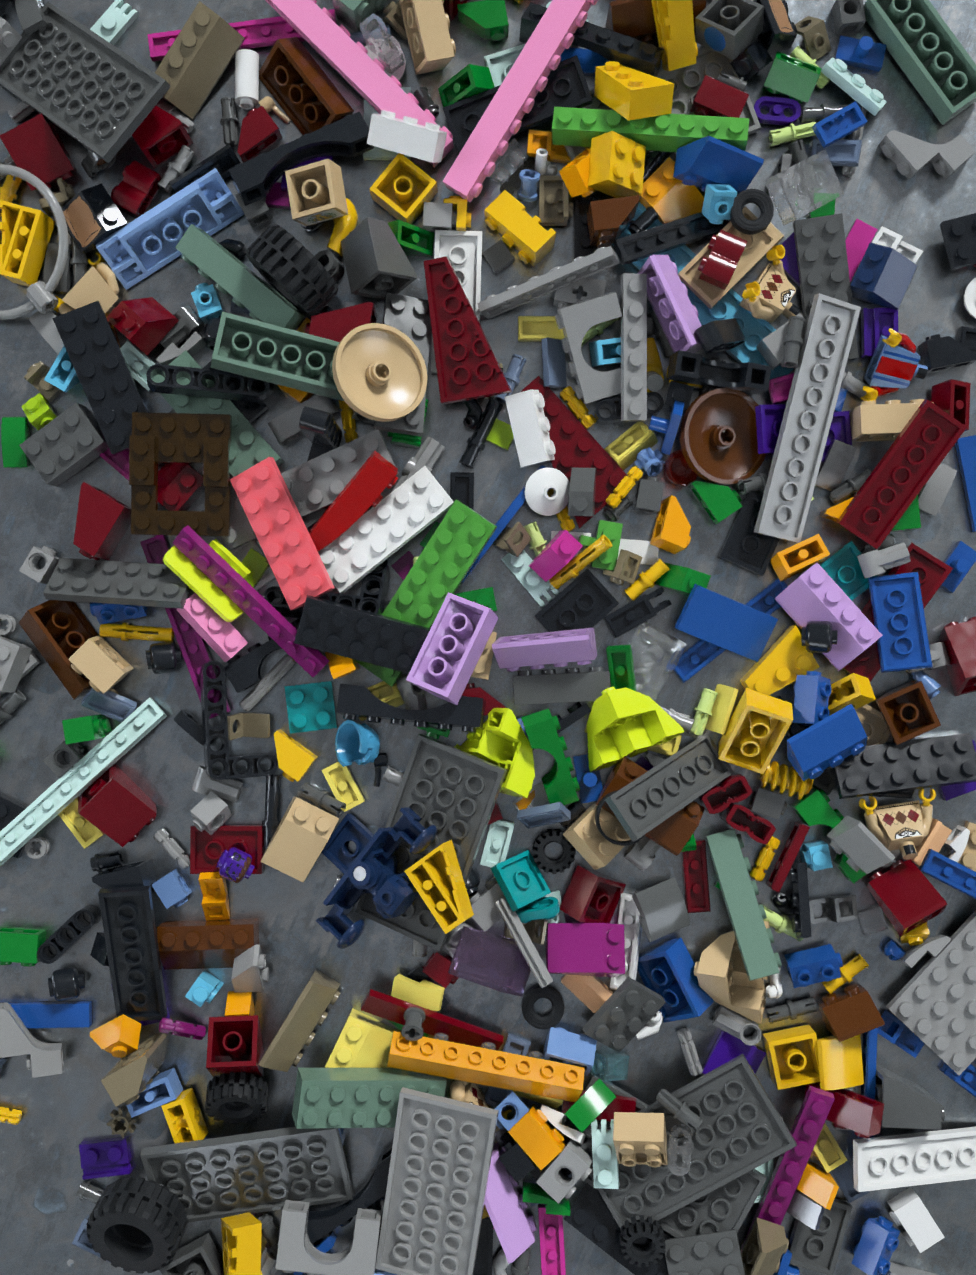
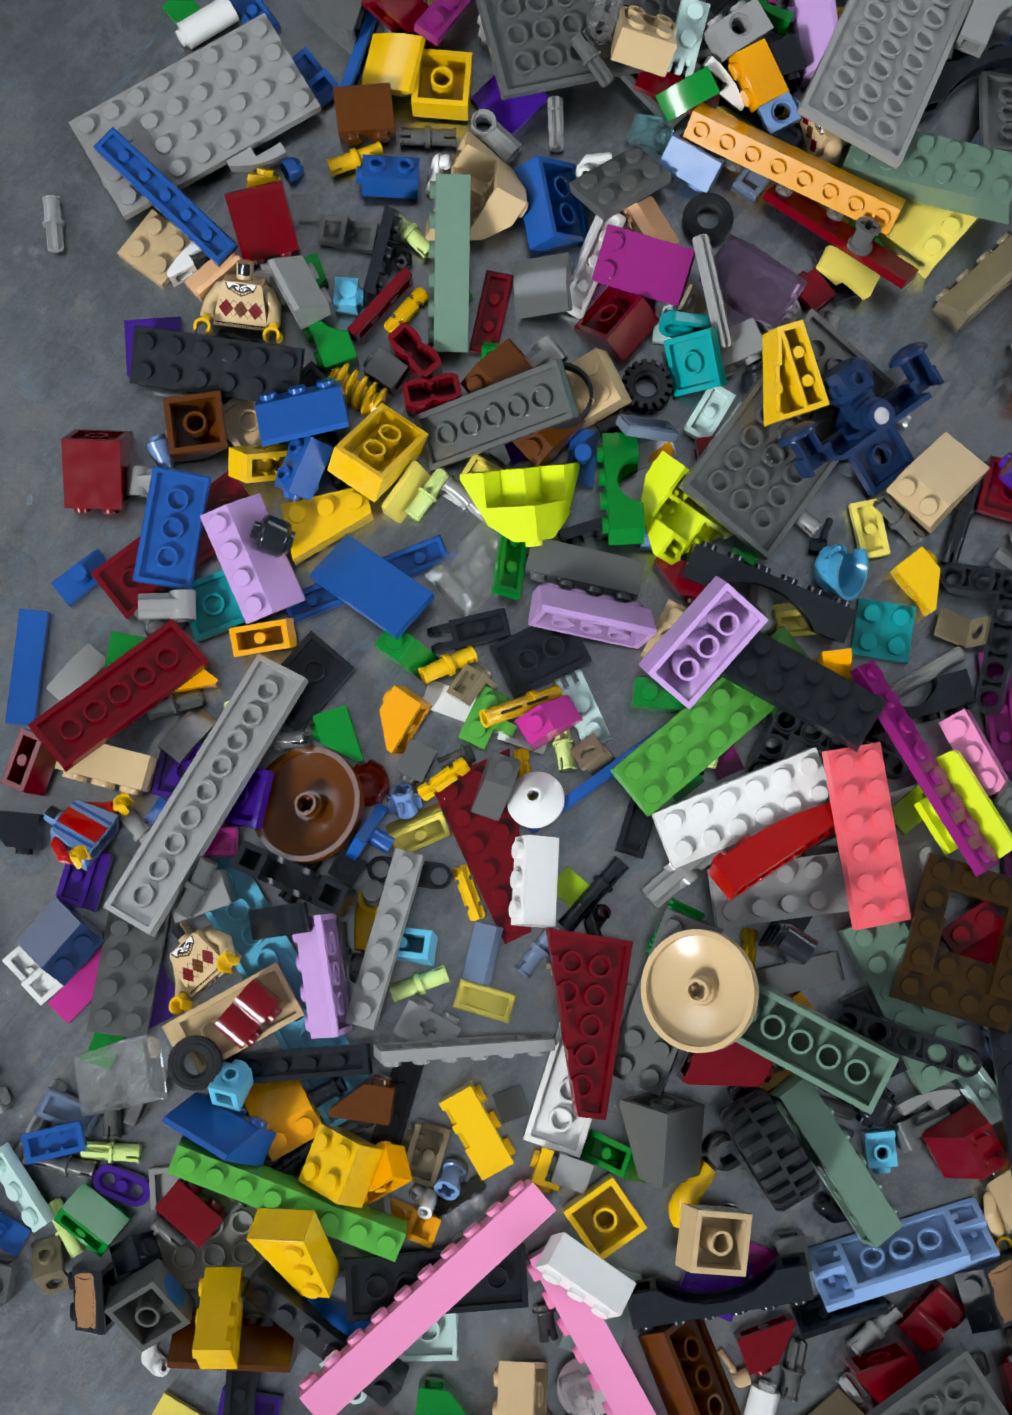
camera: 170 degrees left, 5 degrees down
(465, 84) = (491, 1327): green slope -> none
(575, 322) = (442, 991): light grey arch -> none

